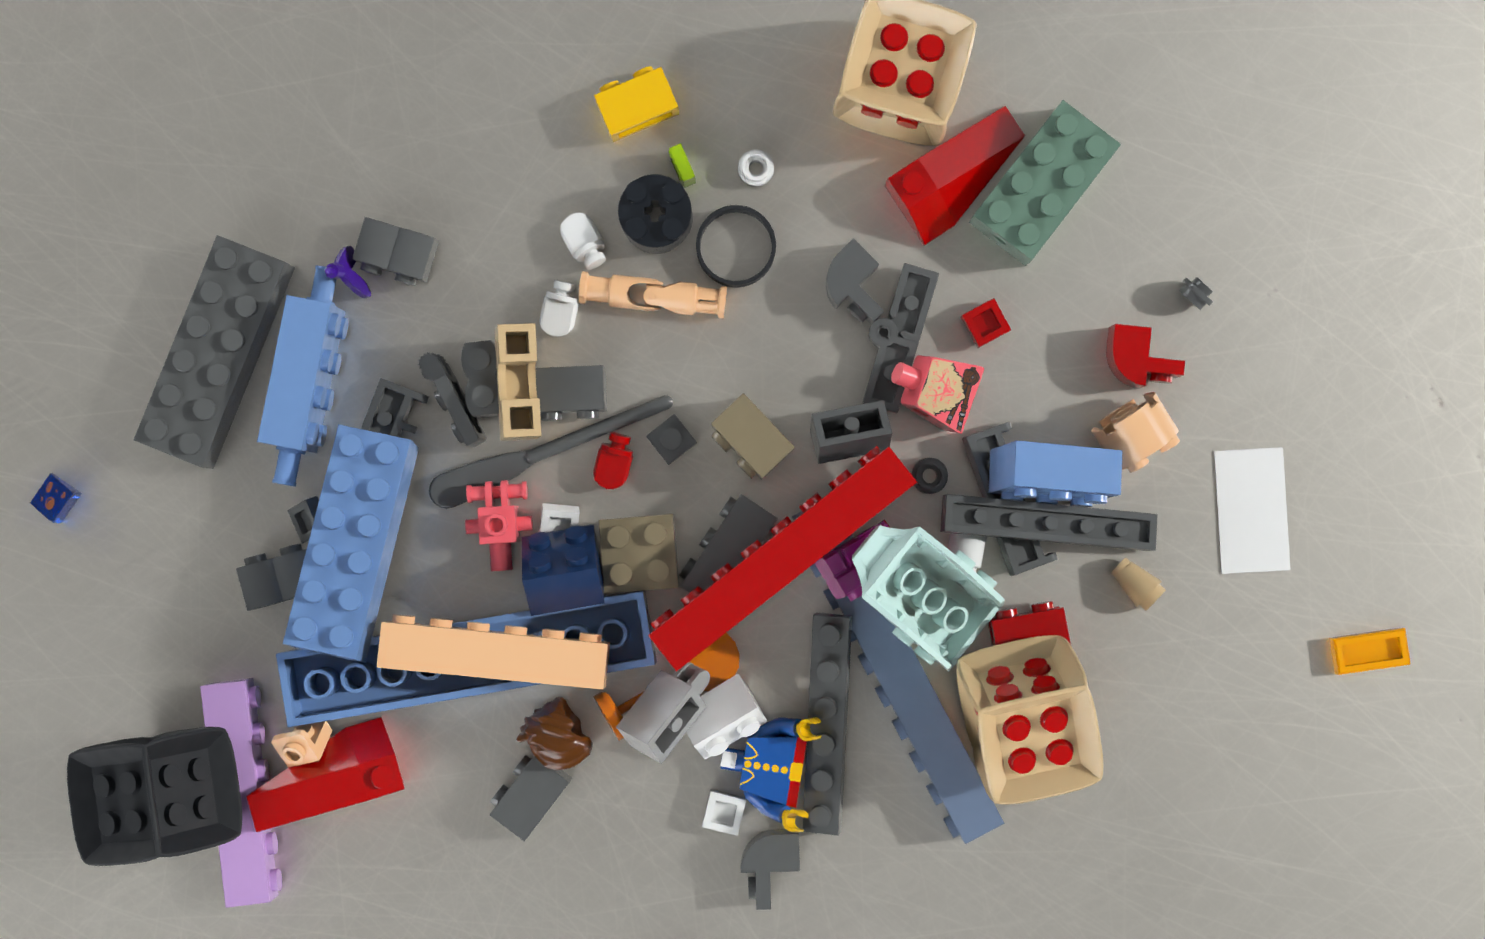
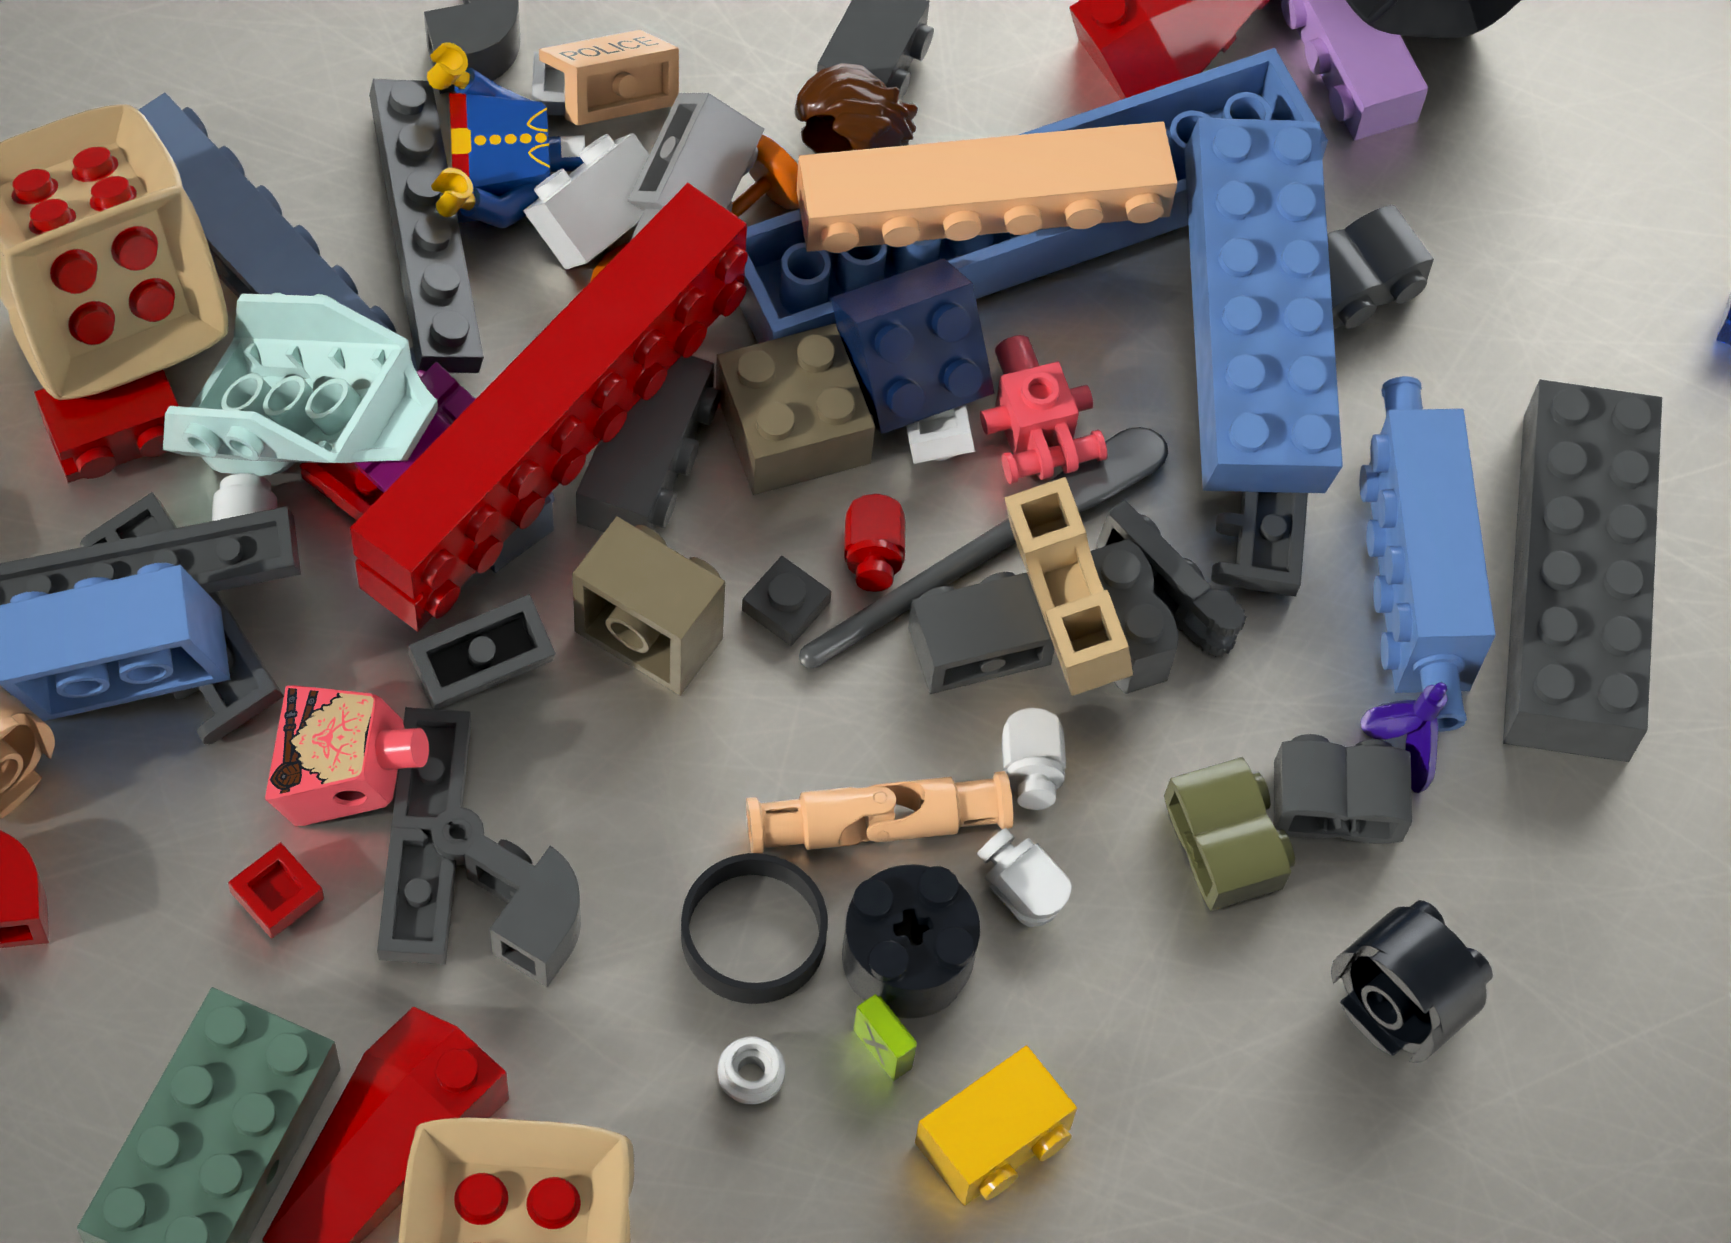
camera: 160 degrees right, 25 degrees down
(303, 517) = (1353, 365): dark grey plate -> none
(303, 744) = (1244, 33): light nougat bracket -> none
(395, 125) = (1411, 981): none -> black brick
(465, 239) = (1228, 833): none -> olive brick
(693, 807) = (615, 75): none -> light nougat panel
(940, 471) = (327, 613): dark grey plate -> none

